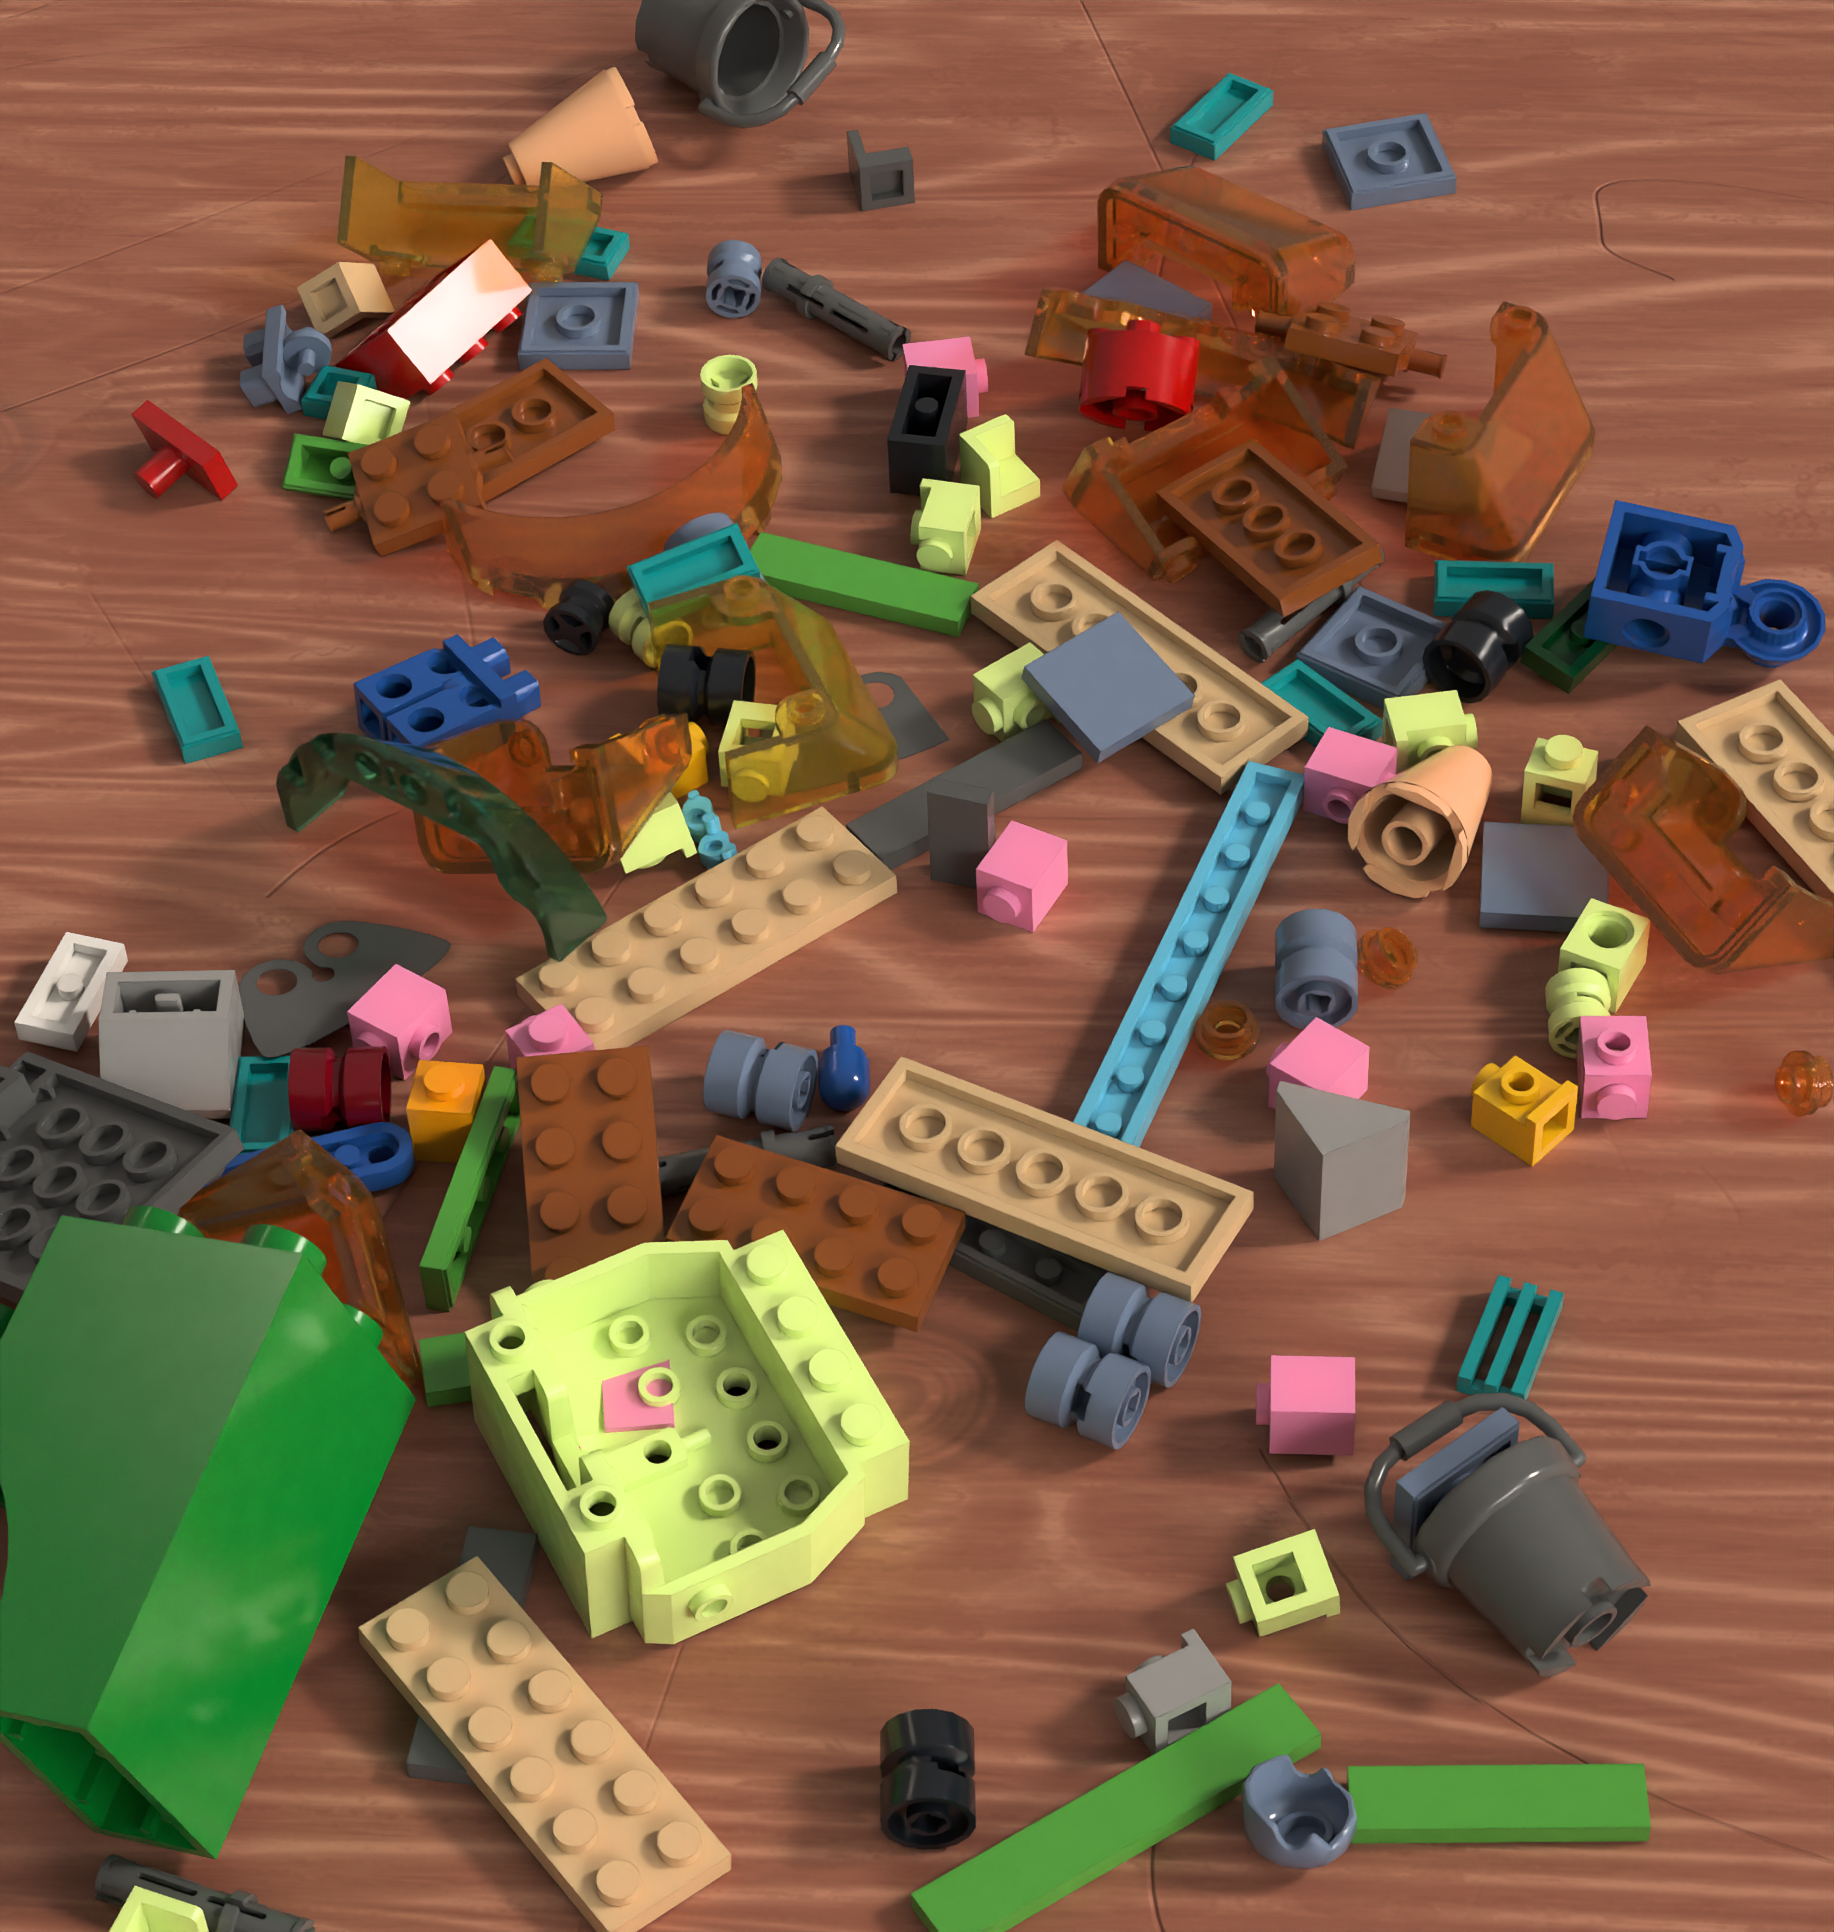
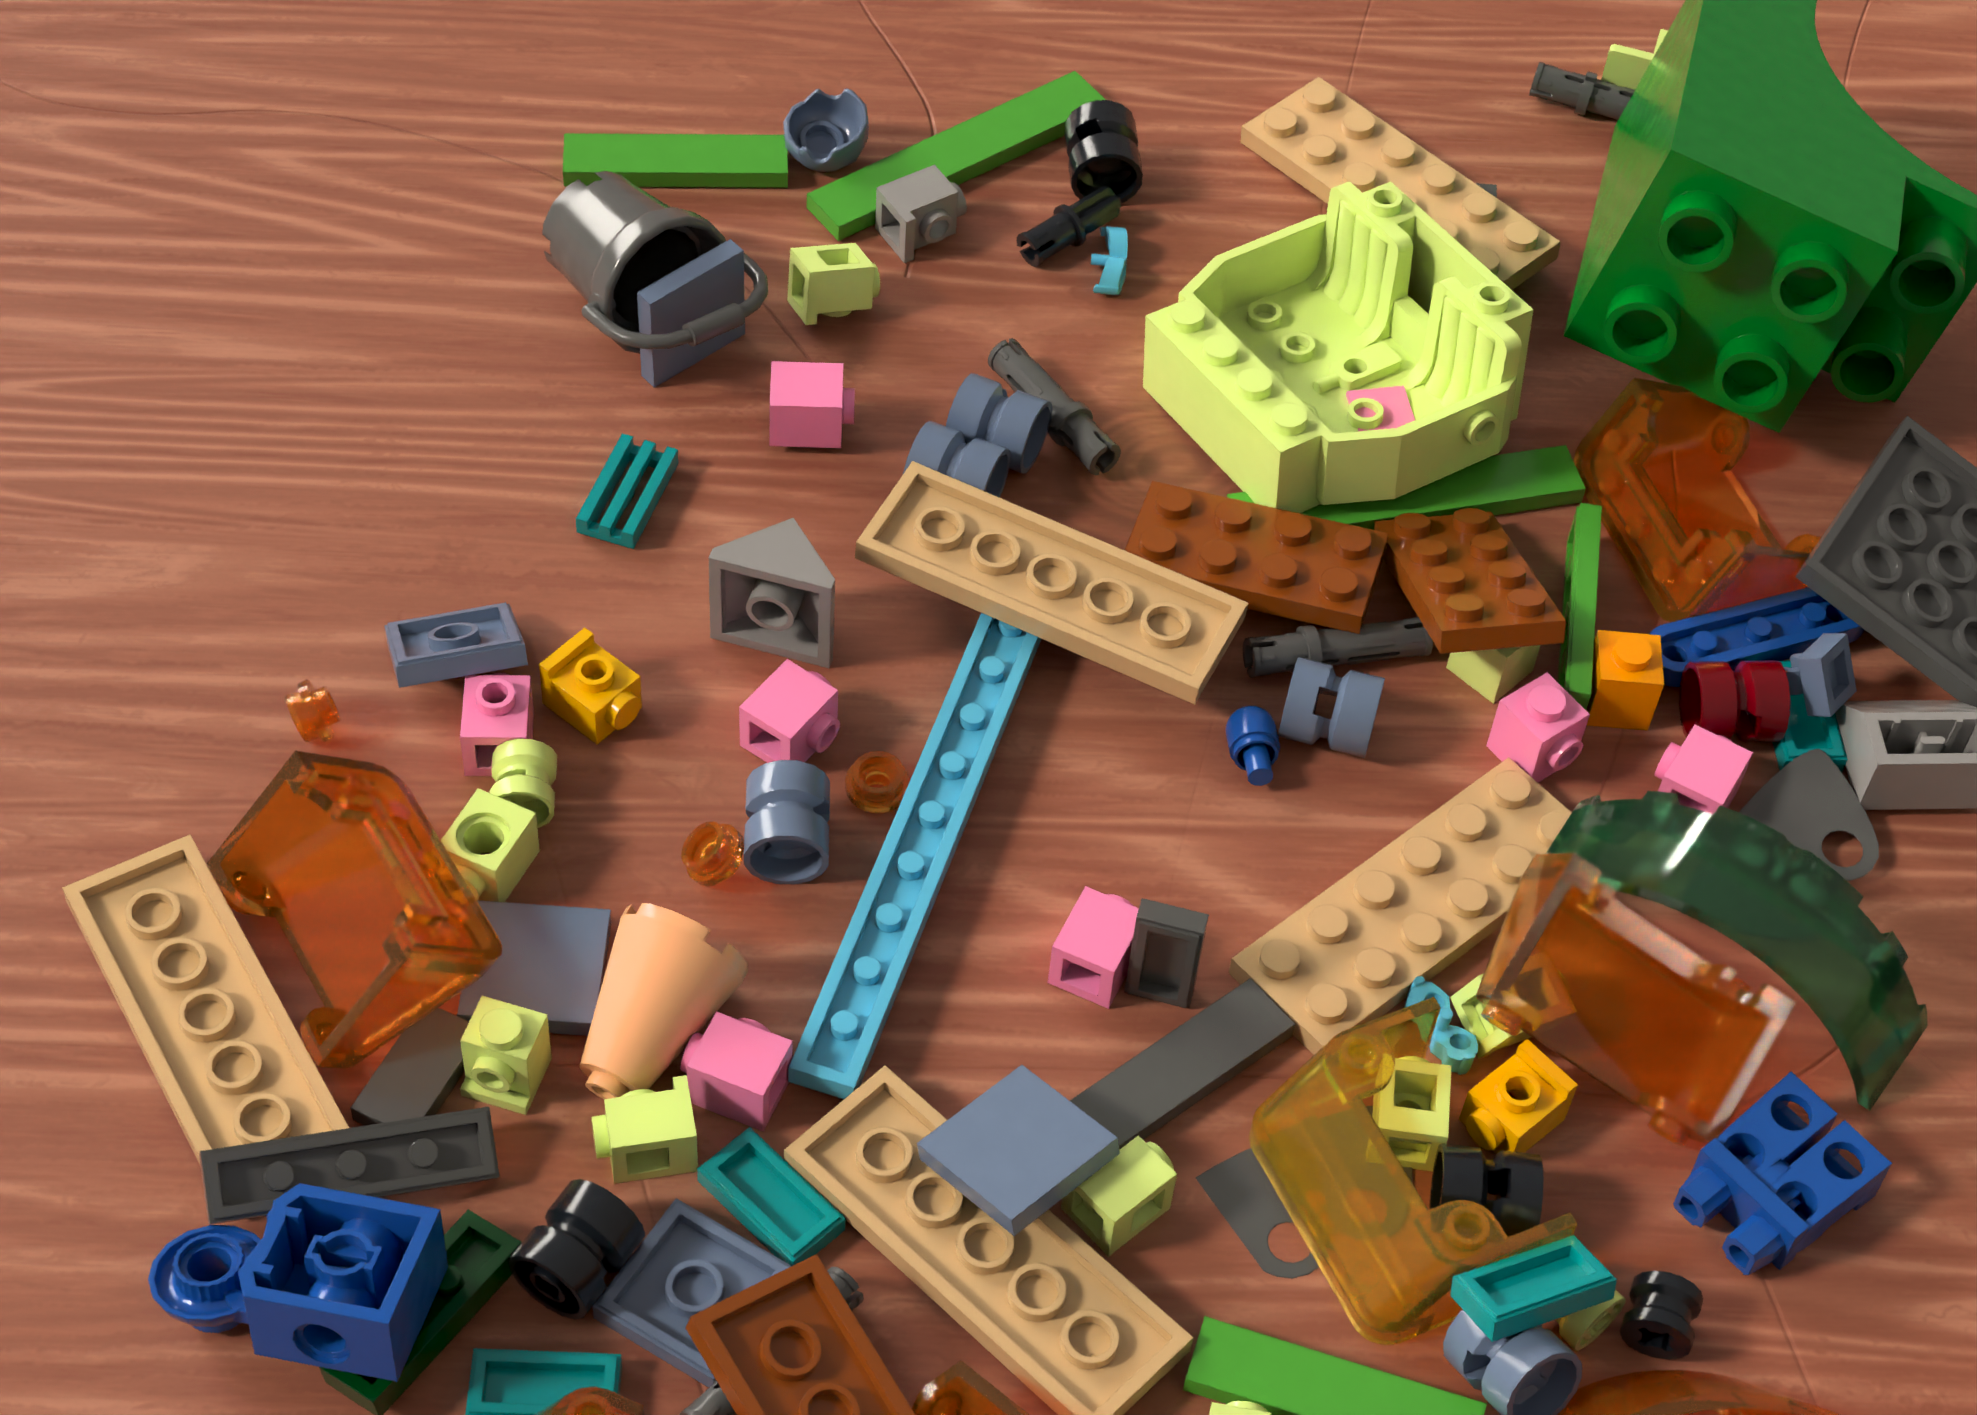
camera: 170 degrees right, 5 degrees up
(243, 1088) = (1823, 674): none -> sand blue tile
(926, 1634) = (1114, 263): none -> medium azure piece
(988, 1685) = (1069, 225): none -> black axle
(1004, 1417) = (1070, 420): none -> dark grey pin
(1669, 1131) = (455, 644): none -> sand blue tile
(1682, 700) = (361, 1160): none -> dark grey tile

